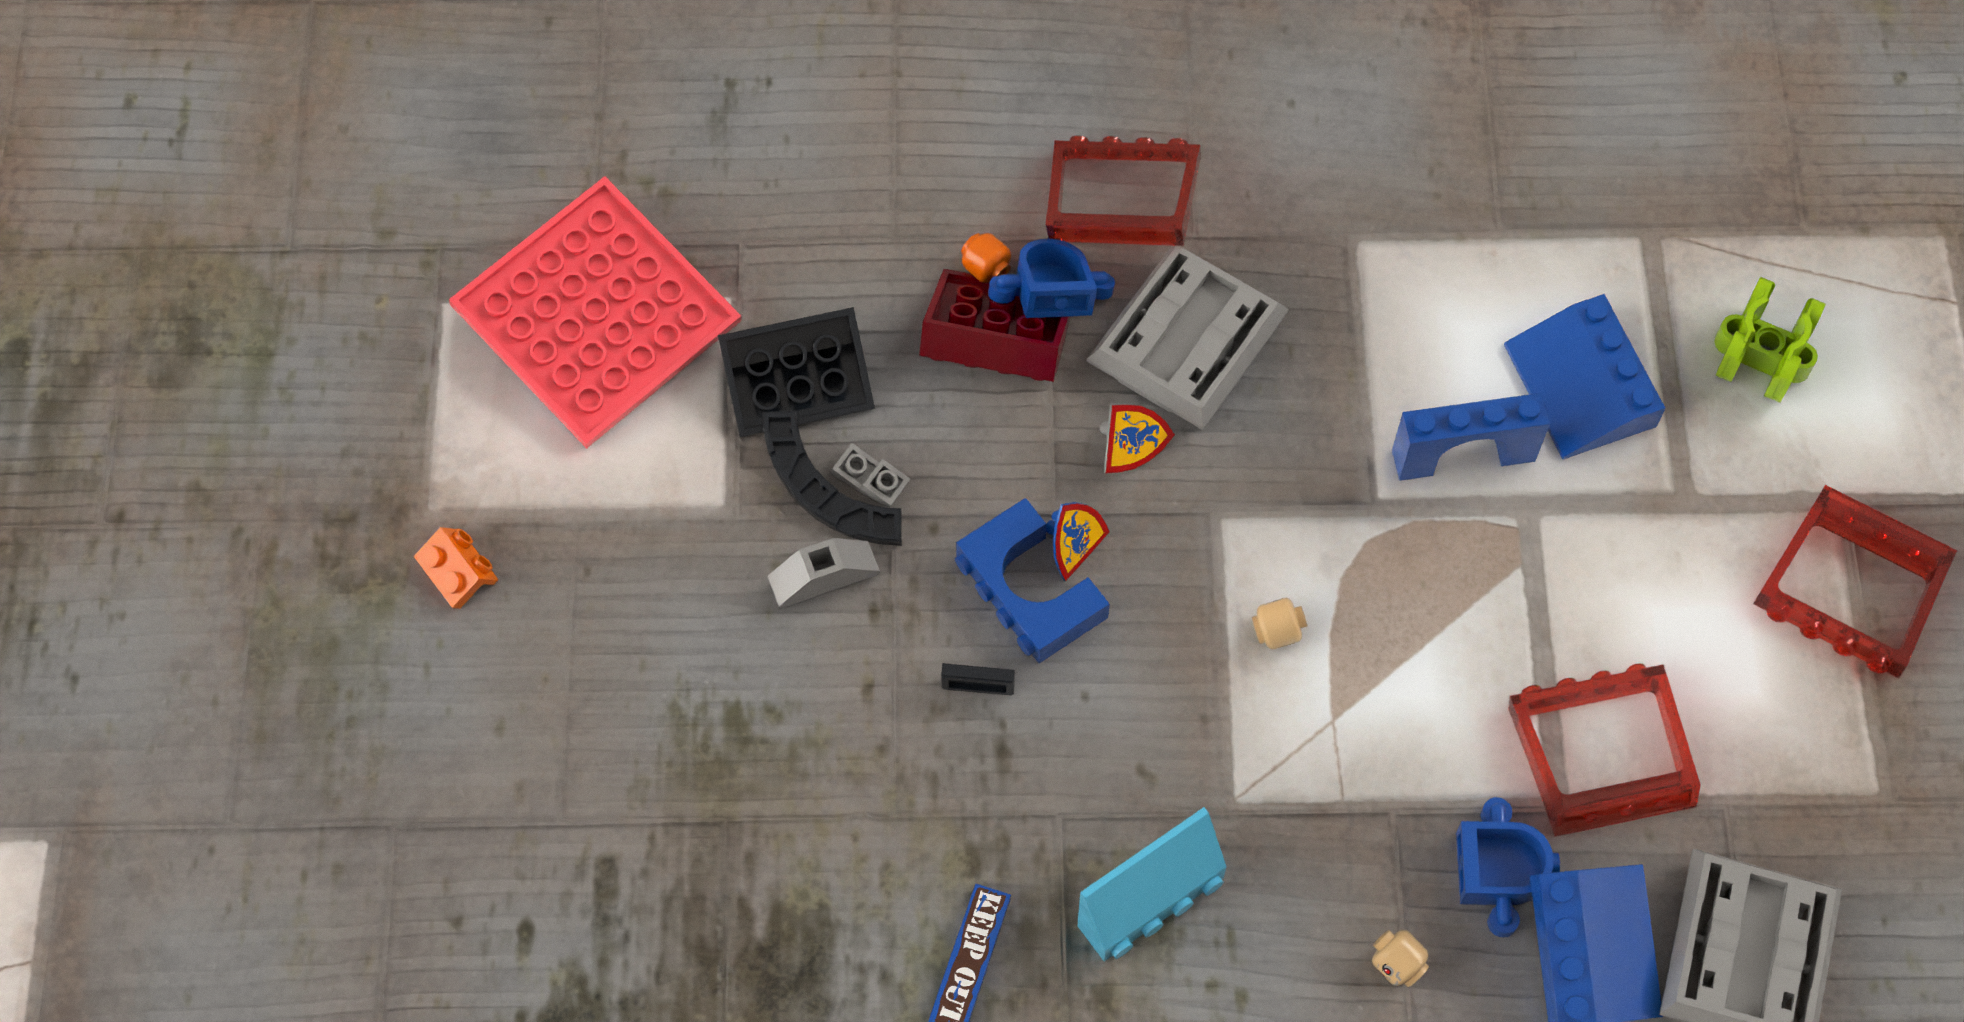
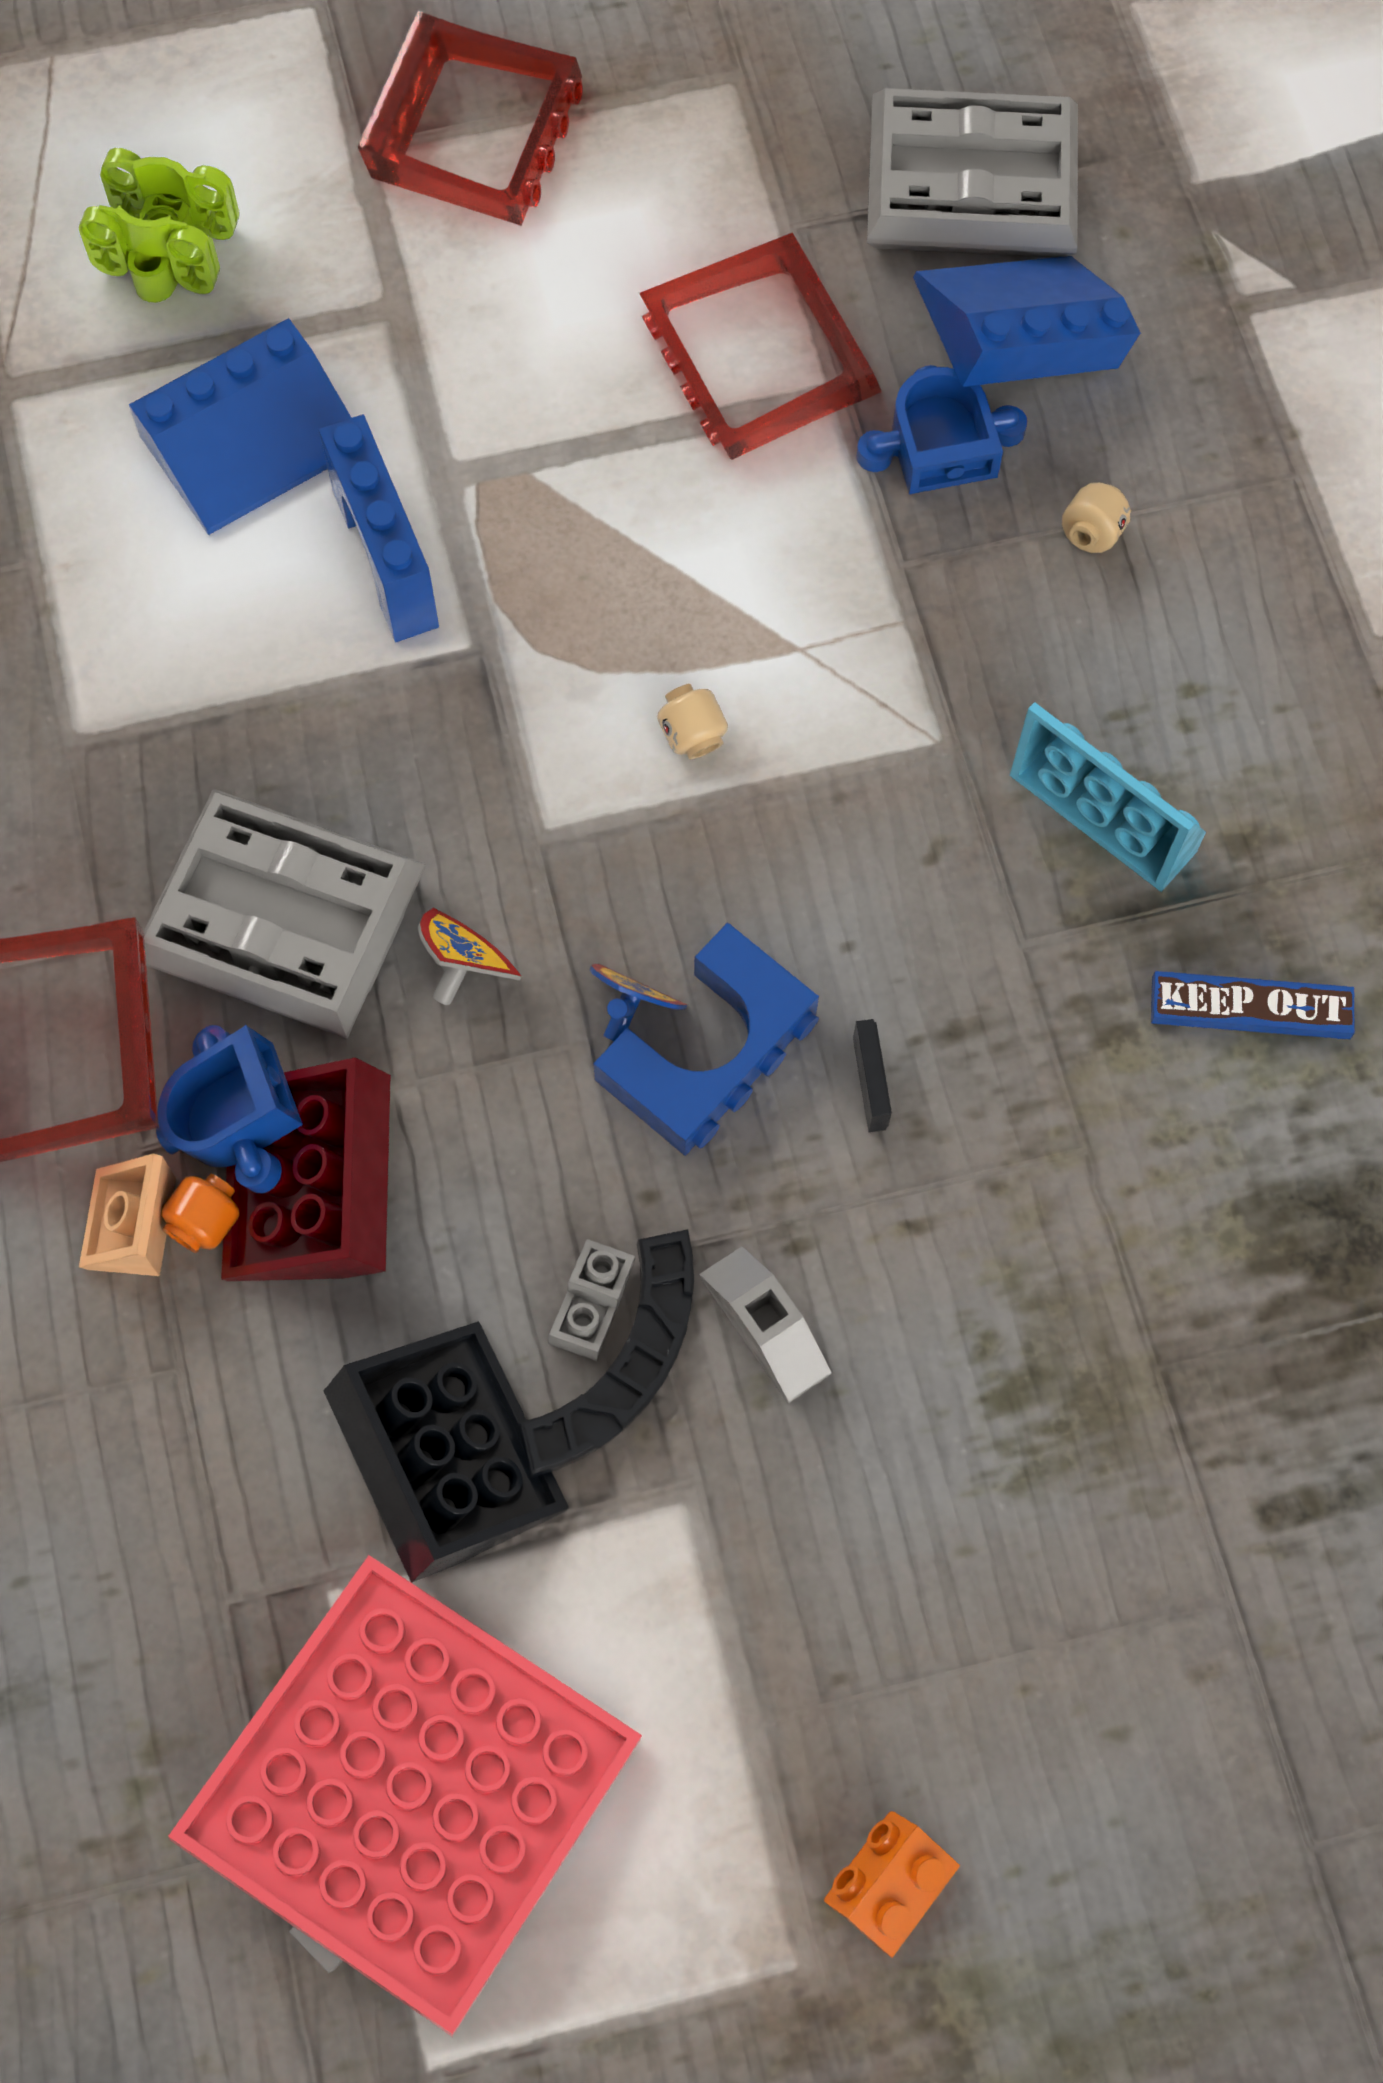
camera: 105 degrees left, 5 degrees up
(1002, 219) = (126, 1218): none -> light nougat slope

